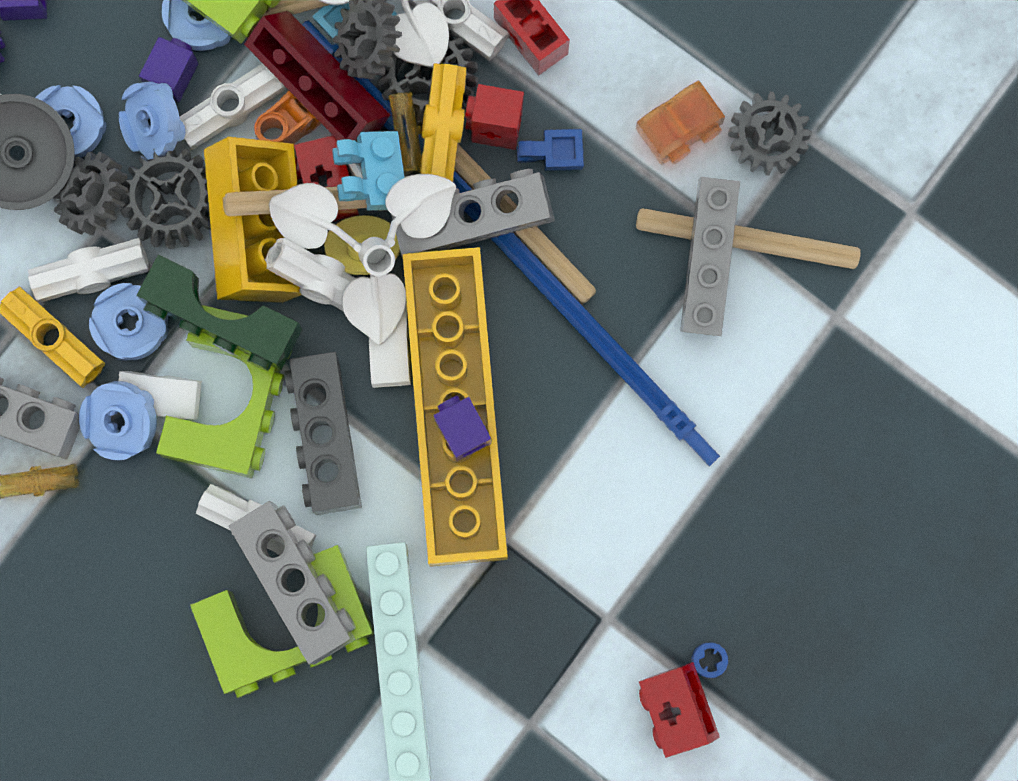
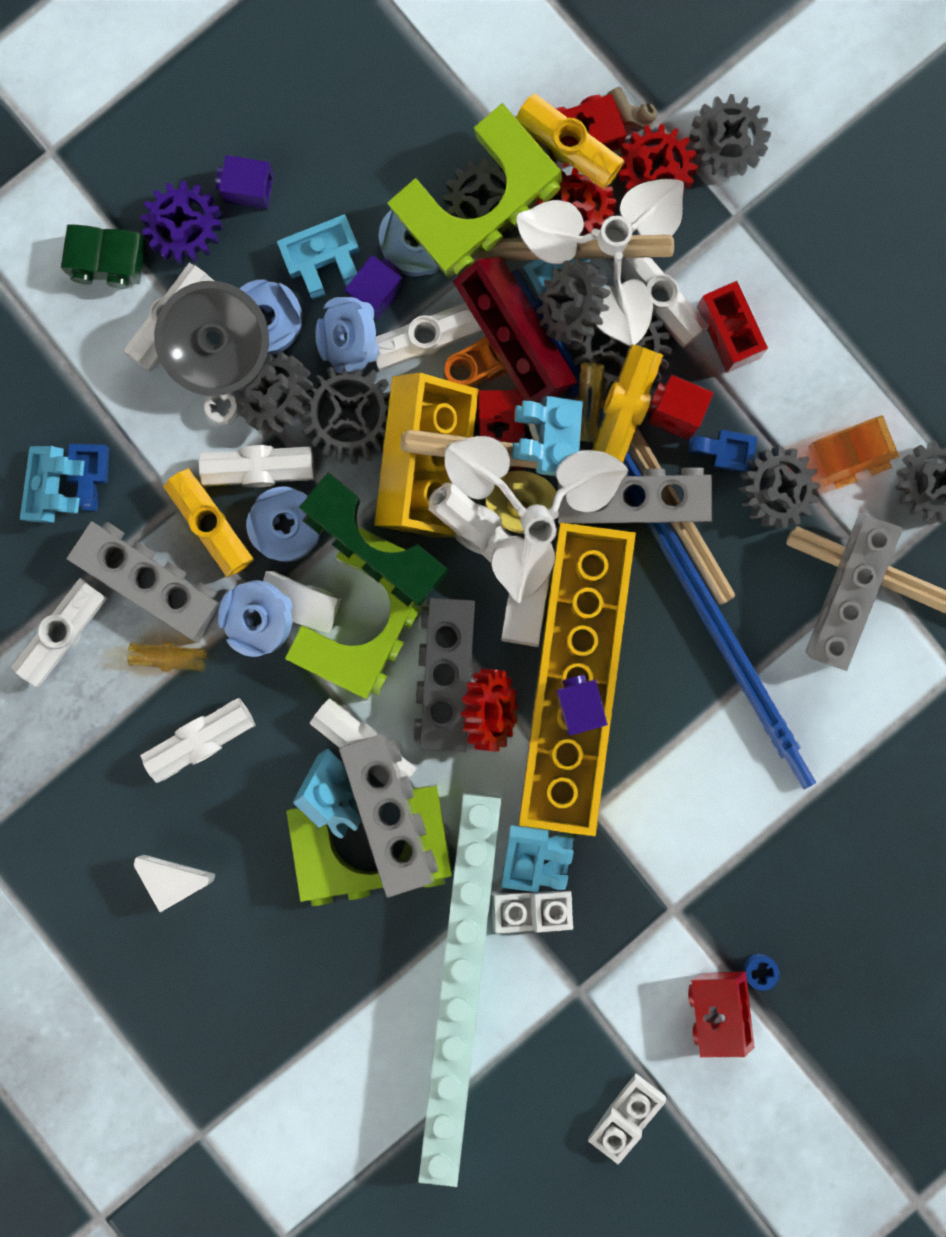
camera: 15 degrees right, 5 degrees up
(37, 232) = (216, 417): none -> white bush
(85, 557) = (197, 740): none -> white piece
(88, 709) = (170, 881): none -> white slope
(106, 42) = (319, 247): none -> medium azure plate
(222, 580) = (323, 790): none -> medium azure plate
(374, 456) = (489, 710): none -> red gear
(443, 596) = (525, 859): none -> medium azure plate
(464, 653) = (532, 911): none -> white slope
(604, 160) = (794, 491): none -> dark grey gear

